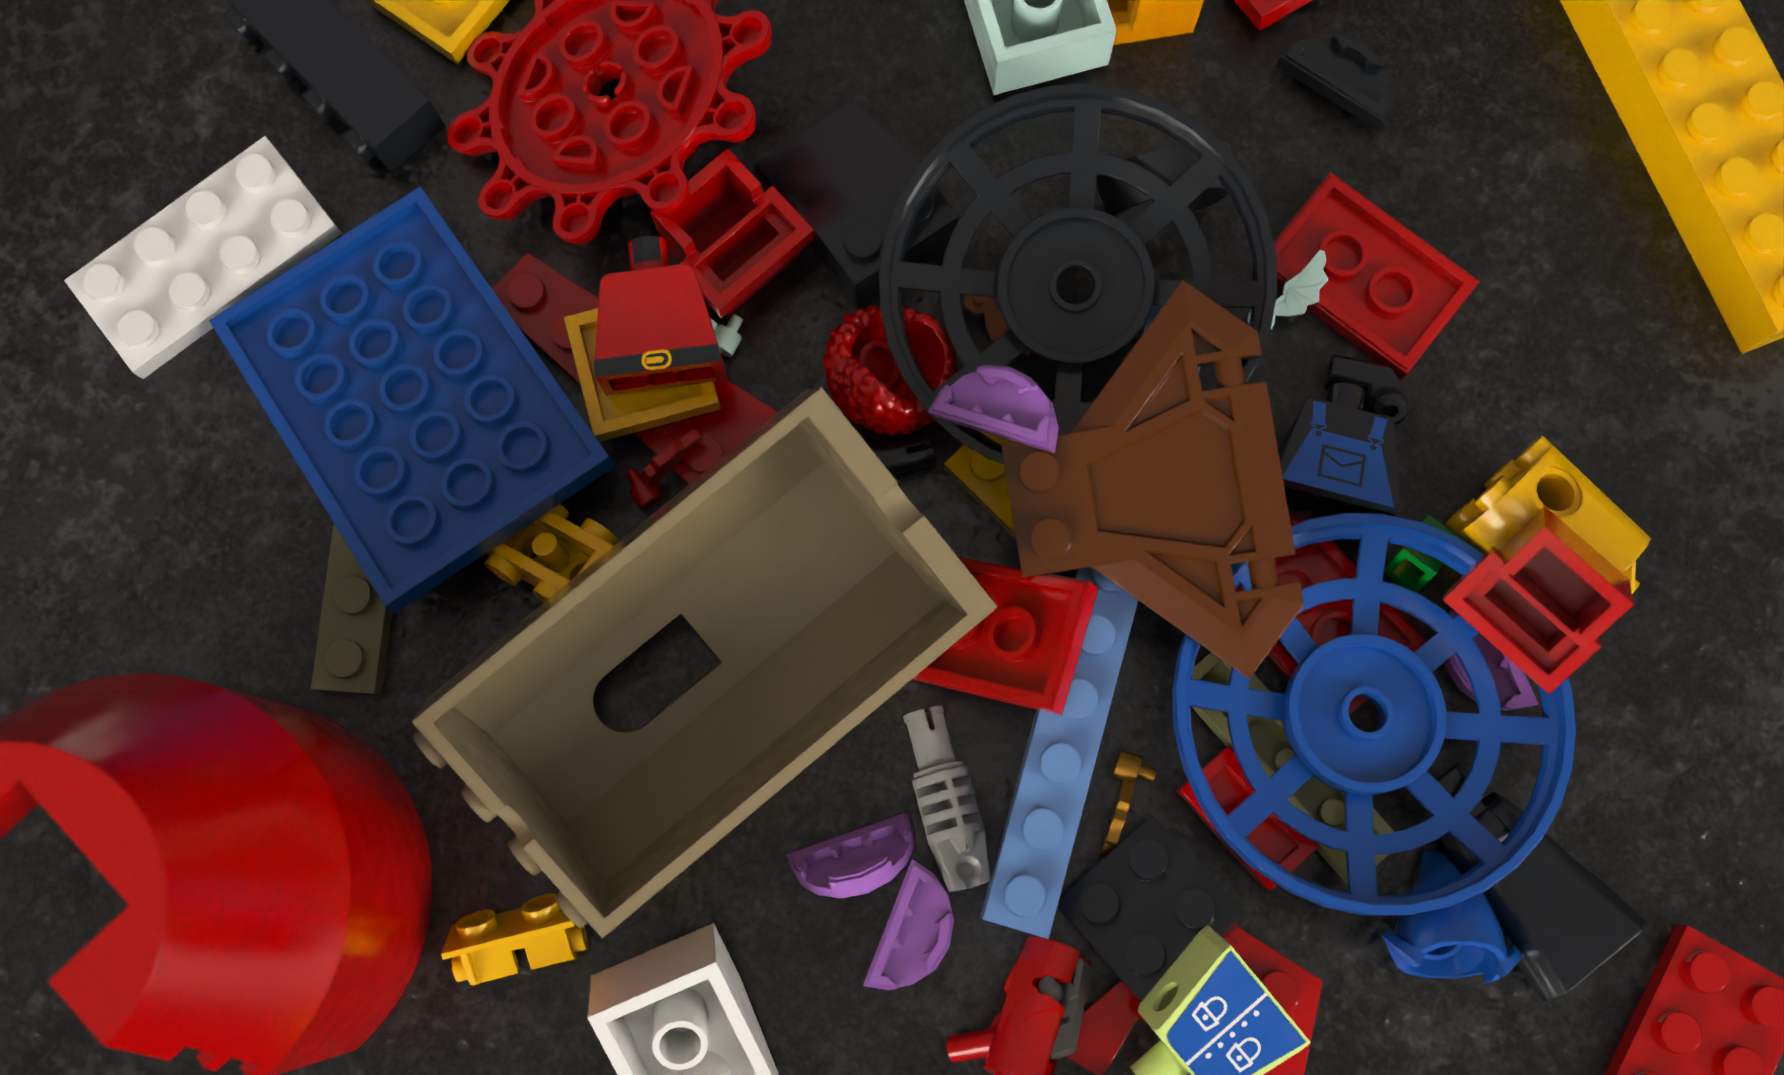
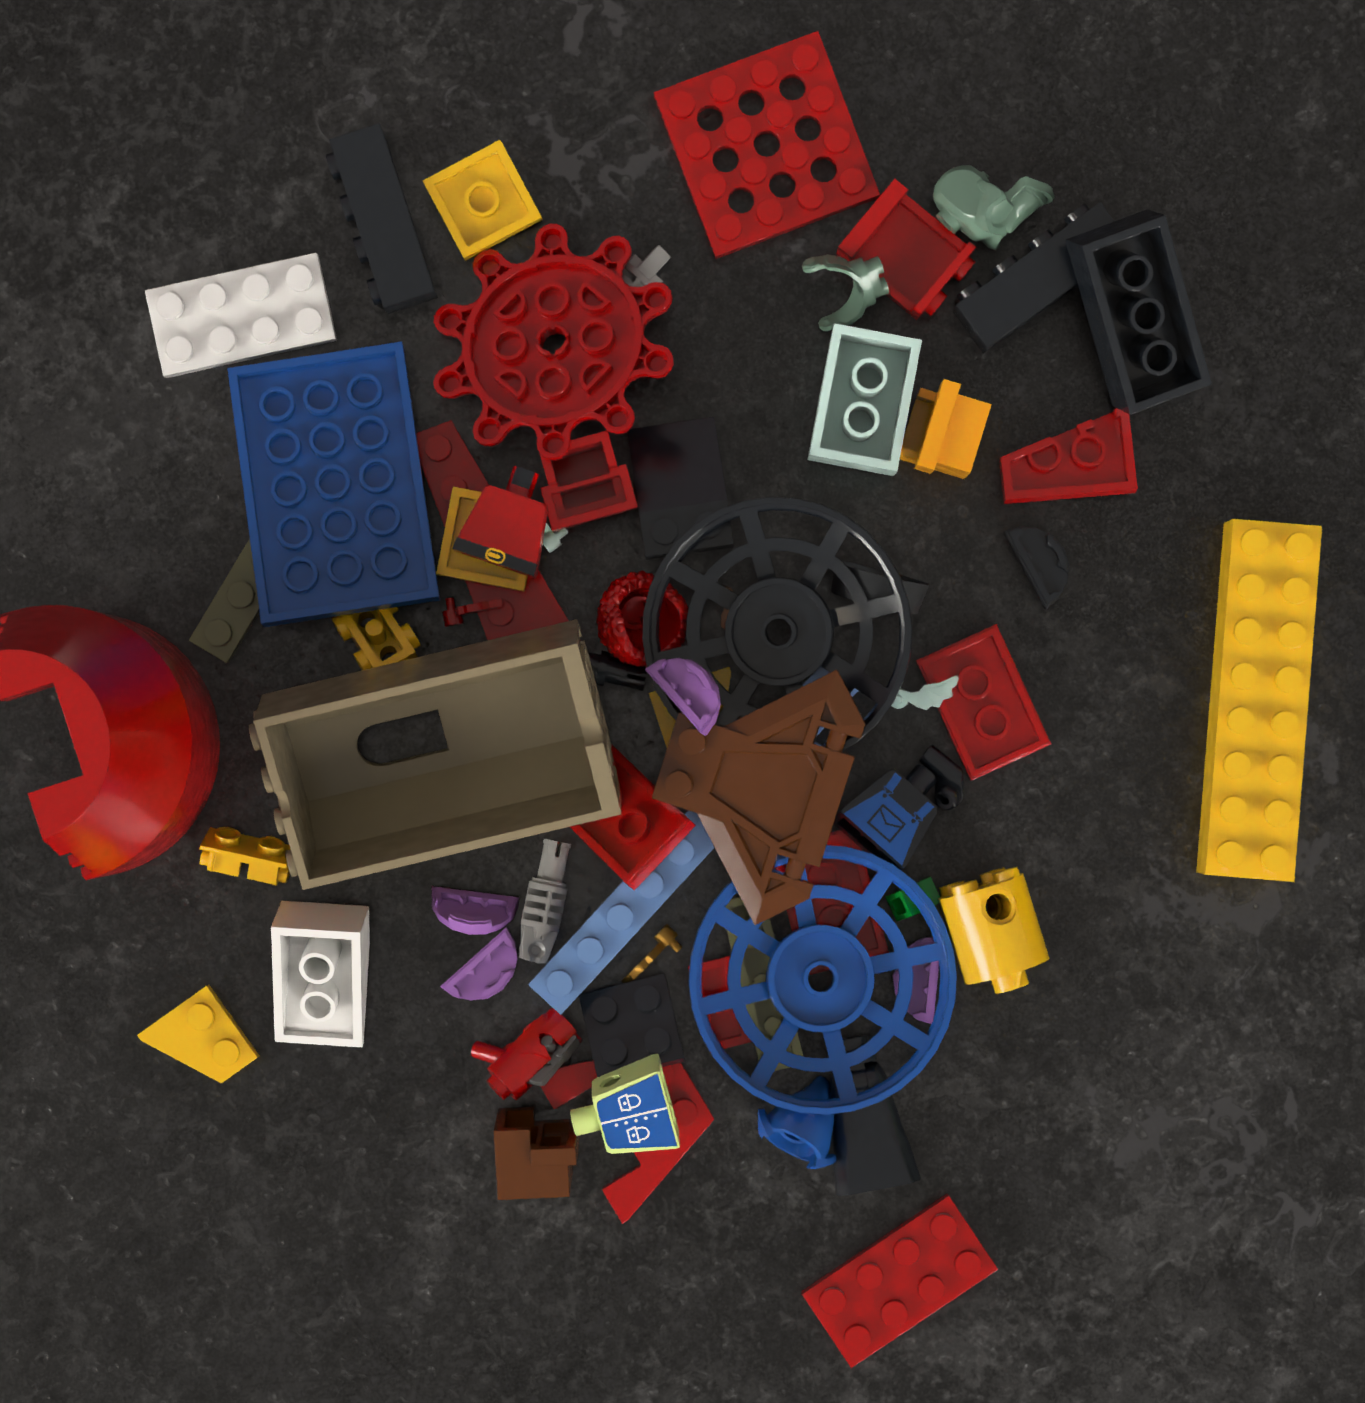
camera: 25 degrees right, 10 degrees up
(1543, 599) = (949, 965): red plate -> none

